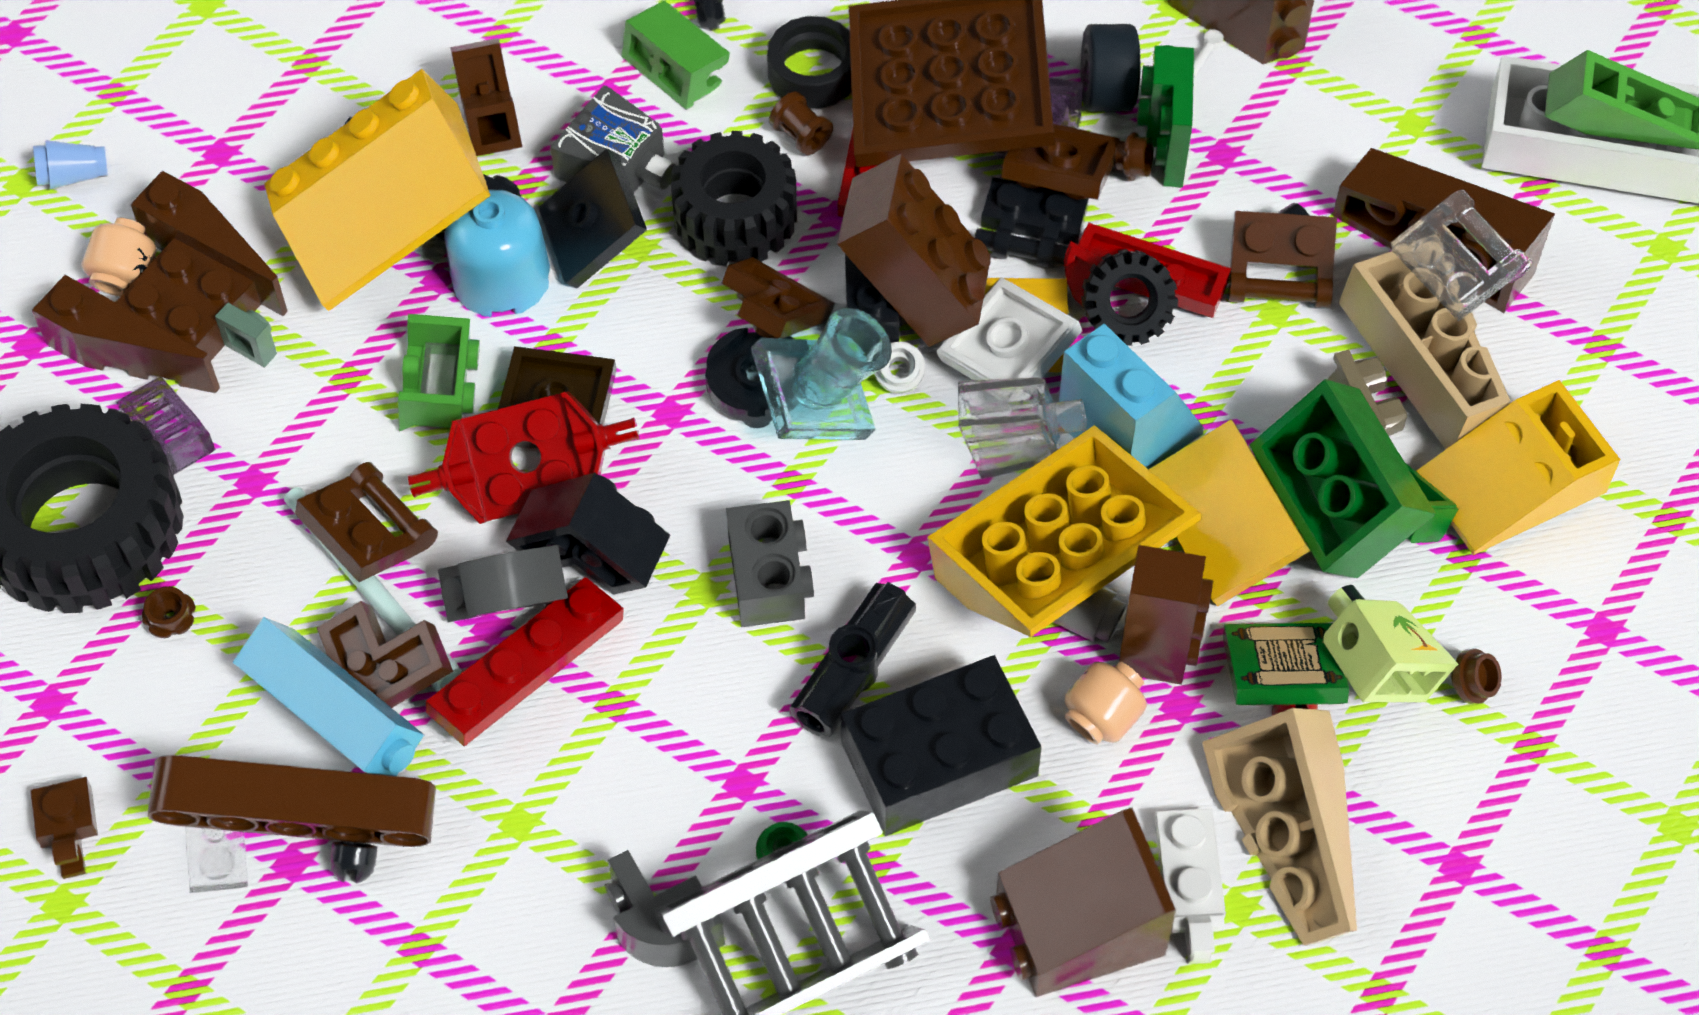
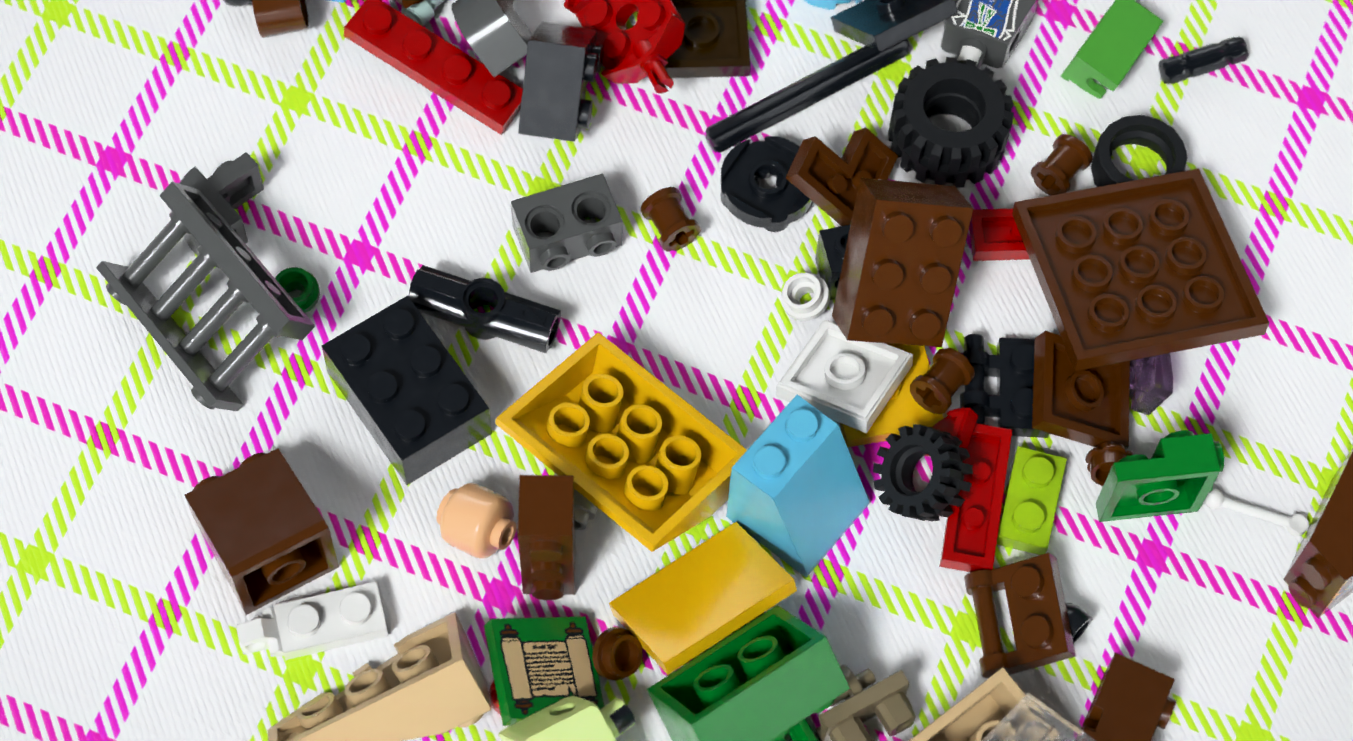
camera: 75 degrees right, 5 degrees up
(658, 336) = (801, 95): none -> black axle
(782, 468) = (670, 219): none -> reddish brown bush
(817, 383) = (728, 226): clear light blue plant -> none
(1014, 422) = (746, 405): clear torso -> none
(1030, 262) = (942, 380): none -> reddish brown bush
(1110, 67) = (1213, 408): black wheel -> none
(1158, 224) = (1031, 501): none -> lime plate
(1271, 600) = (617, 654): none -> reddish brown plate

